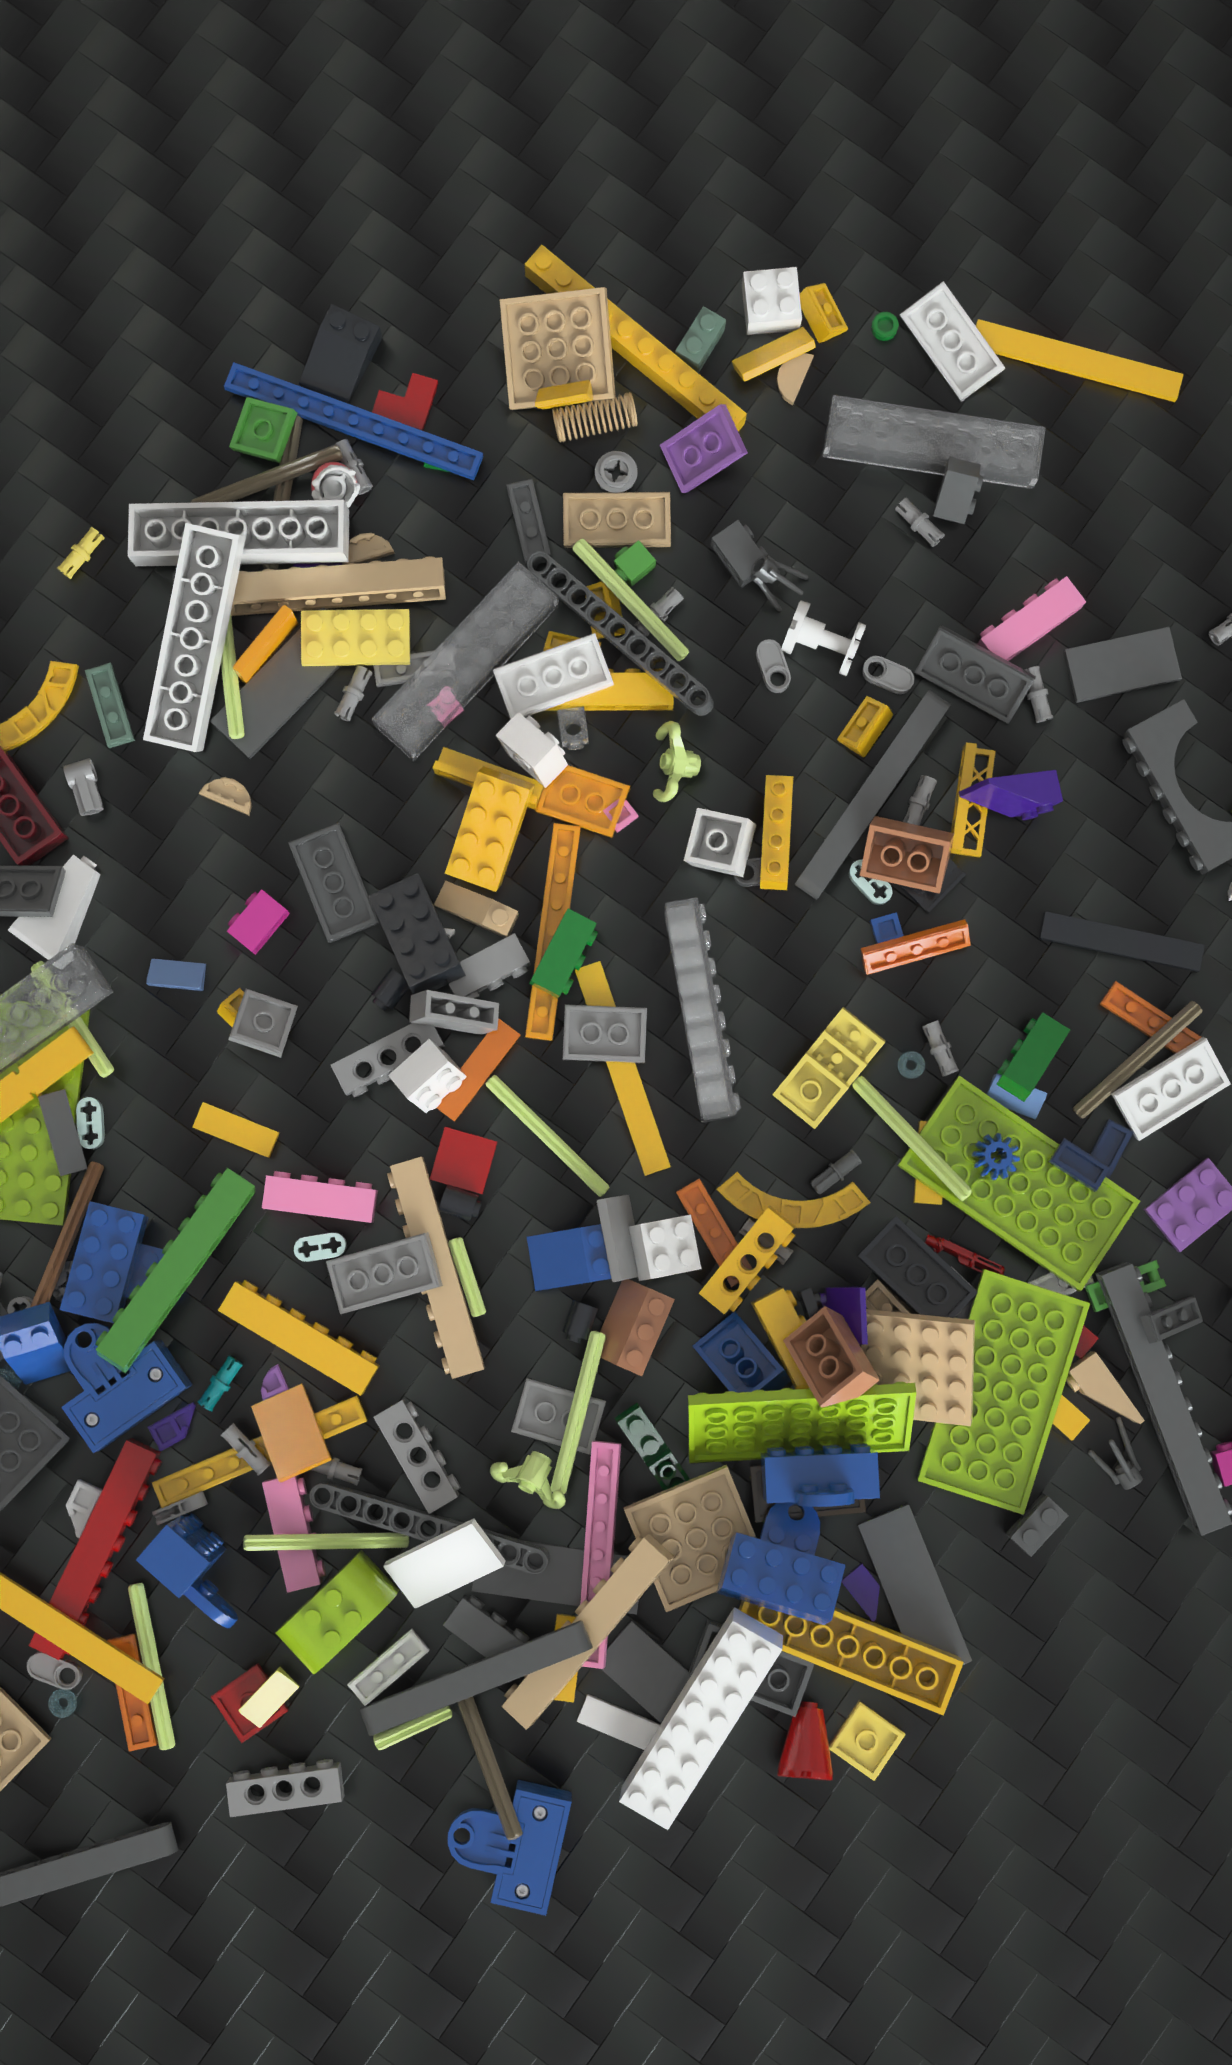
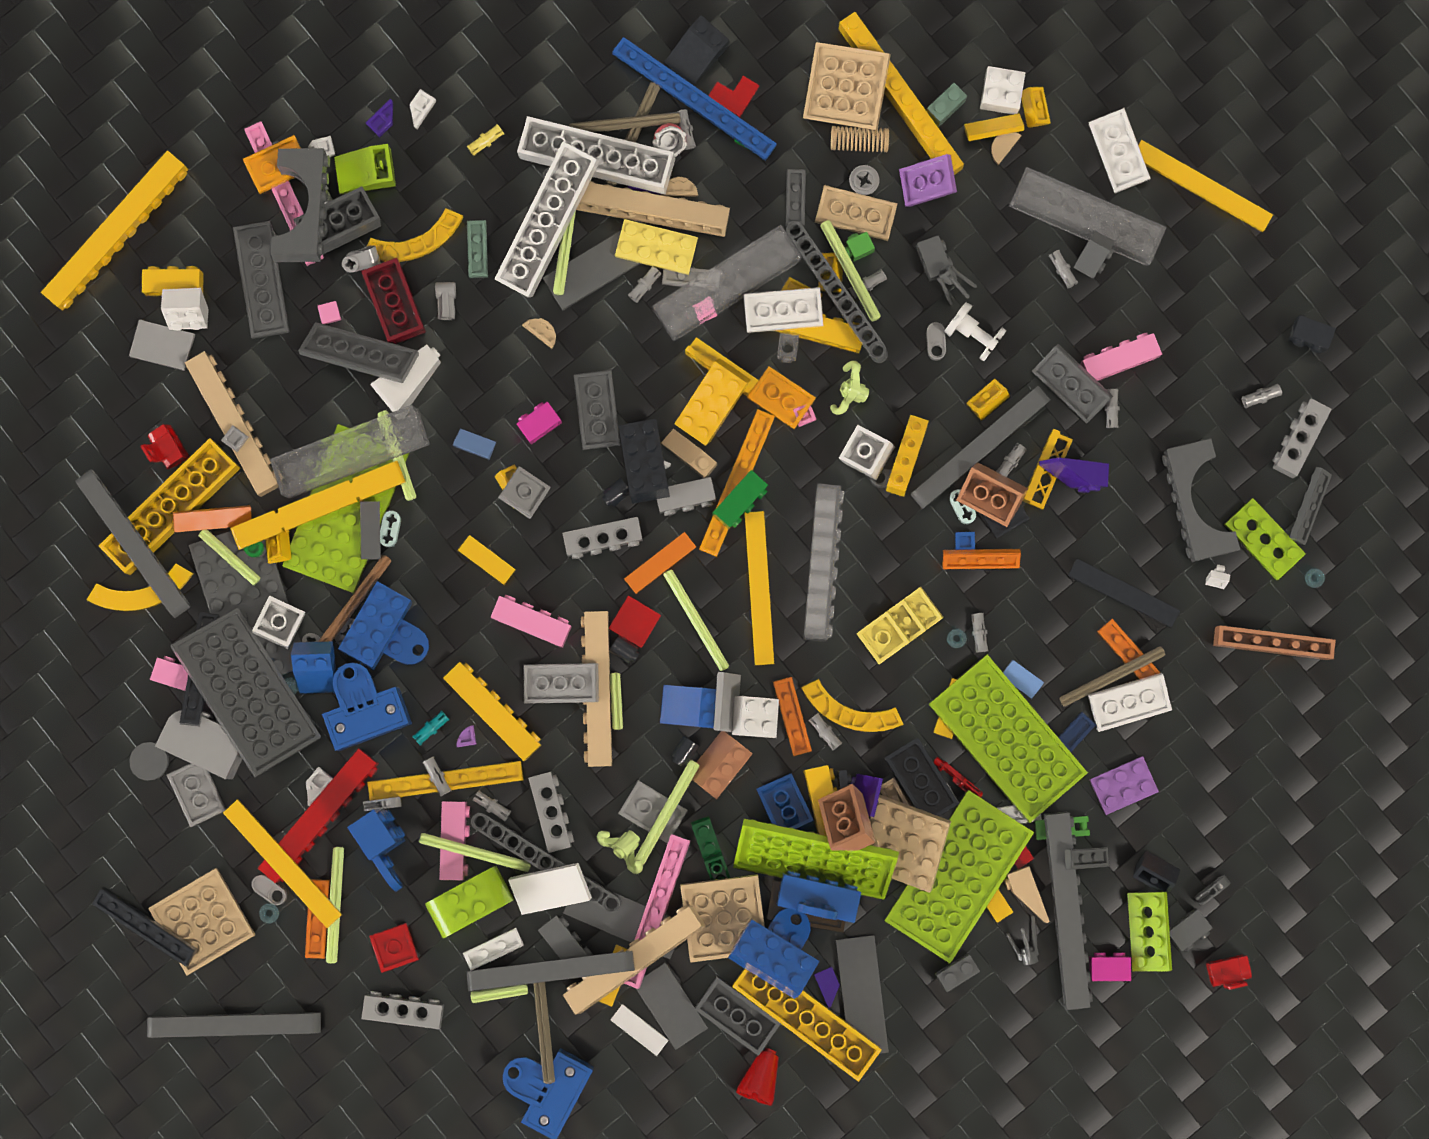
camera: 20 degrees right, 0 degrees up
(173, 1427) = (391, 749): dark purple tile -> none
(175, 1270) = (421, 643): bright green brick -> none
(263, 429) = (631, 88): bright green plate -> none
(265, 644) = (594, 236): light orange tile -> none
(269, 1697) = (408, 947): light yellow slope -> none
(291, 1433) = (470, 773): light orange tile -> none
(321, 1253) = (523, 649): light aqua beam -> none
(427, 1076) = (626, 558): white brick -> none
(454, 1012) = (655, 519): light grey brick -> none
(532, 748) = (756, 355): white brick -> none
(564, 395) = (842, 118): yellow slope -> none
(604, 1033) = (753, 561): light grey tile -> none
(701, 1718) = (694, 1038): white brick -> none
(716, 1290) = (782, 753): yellow brick -> none
(835, 1172) = (885, 697): dark grey axle -> none
(866, 1740) = (802, 1086): light yellow tile -> none
(884, 326) = (1076, 127): green tile -> none
(894, 676) = (1016, 371): light grey piece -> none
(912, 1138) = (943, 688): yellowish green axle -> none
(1001, 1166) = (999, 723): blue gear -> none
(1031, 1056) = (1040, 654): green brick -> none
(1079, 1164) = (1052, 736): dark blue tile -> none
(1122, 664) = (1176, 403): dark grey tile -> none

